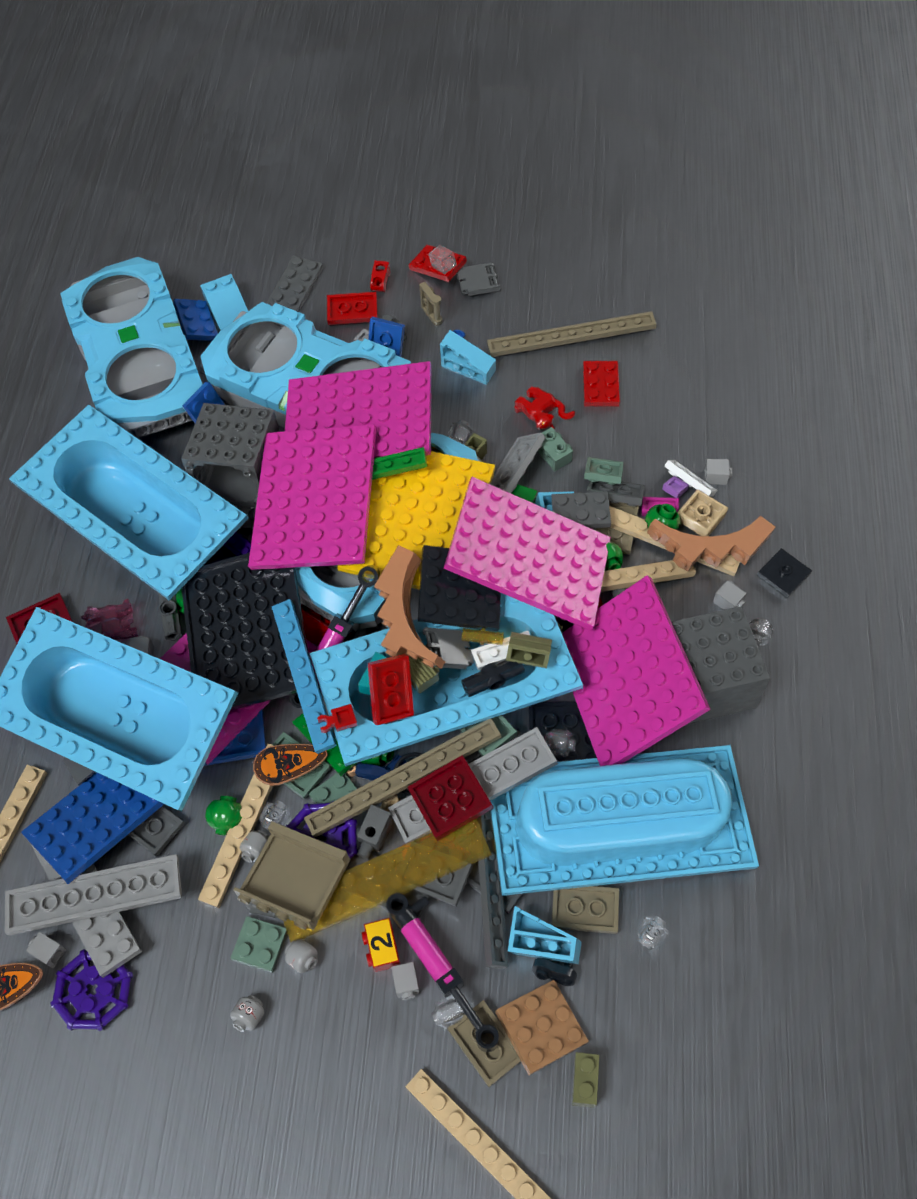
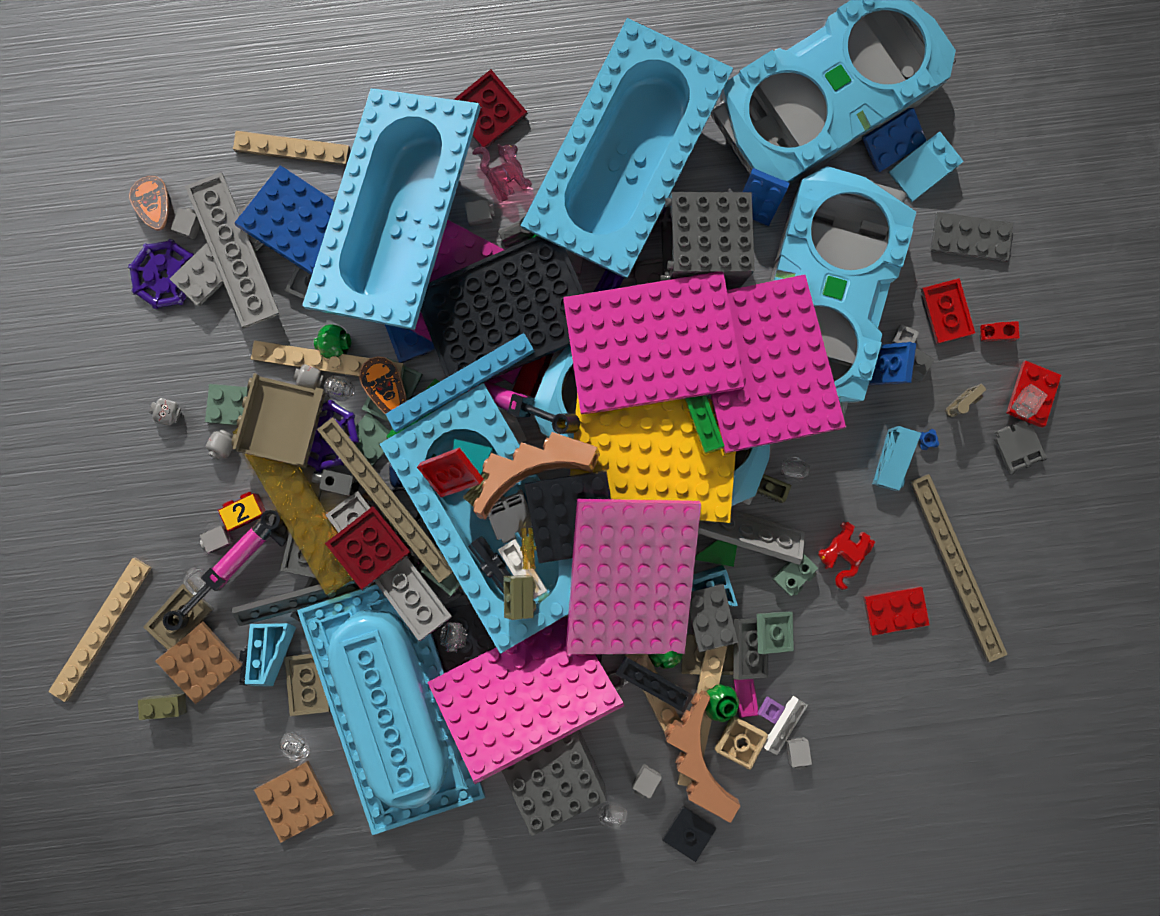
camera: 75 degrees right, 25 degrees up
(341, 718) = (415, 432): red plate -> none
(635, 566) = (654, 684): none -> black plate
(714, 949) = (294, 801): none -> medium nougat plate

